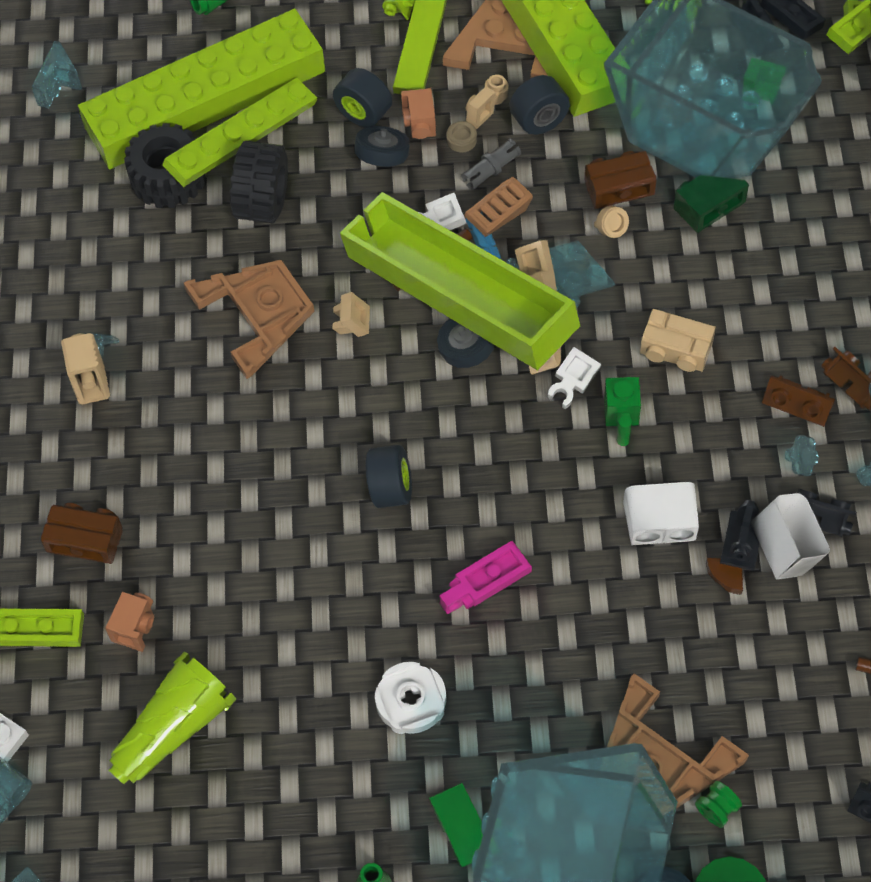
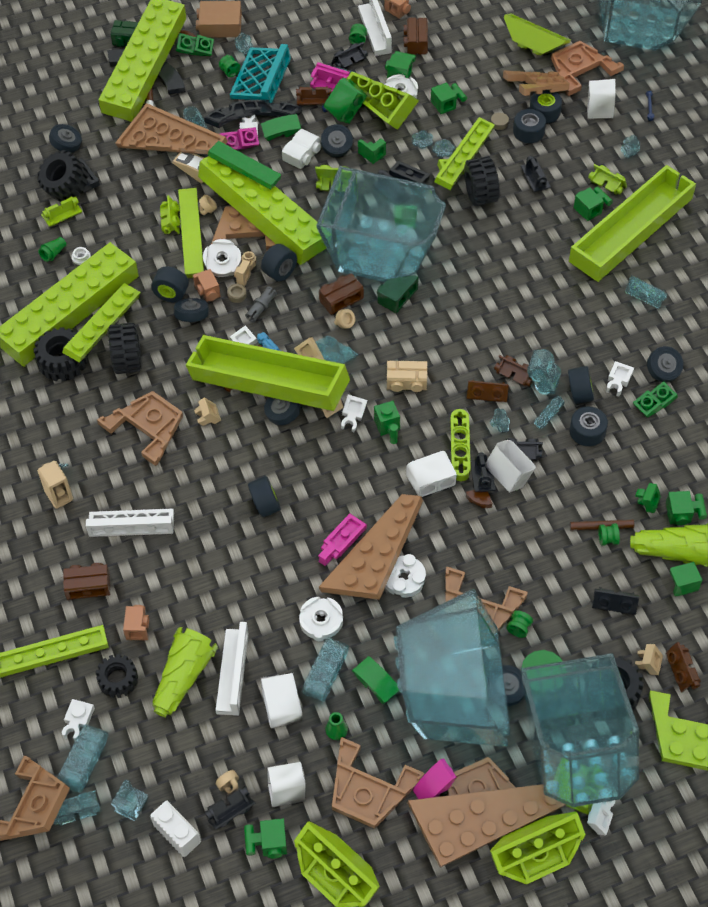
camera: 20 degrees left, 5 degrees down
(64, 680) = (111, 665): none -> black tyre
(181, 463) = (130, 522): none -> white fence
(248, 17) = (80, 255): none -> white plate
(249, 741) = (232, 671): none -> white fence
(303, 813) = (281, 700): none -> white piece
(388, 784) = (325, 669): none -> clear light blue beam
(448, 61) = (219, 248): none -> white plate
(509, 191) = (276, 325): medium nougat slope -> none
(519, 628) = (372, 560): none -> medium nougat wing
(568, 648) = (416, 577): none -> white plate
(726, 477) = (463, 444): none -> lime beam

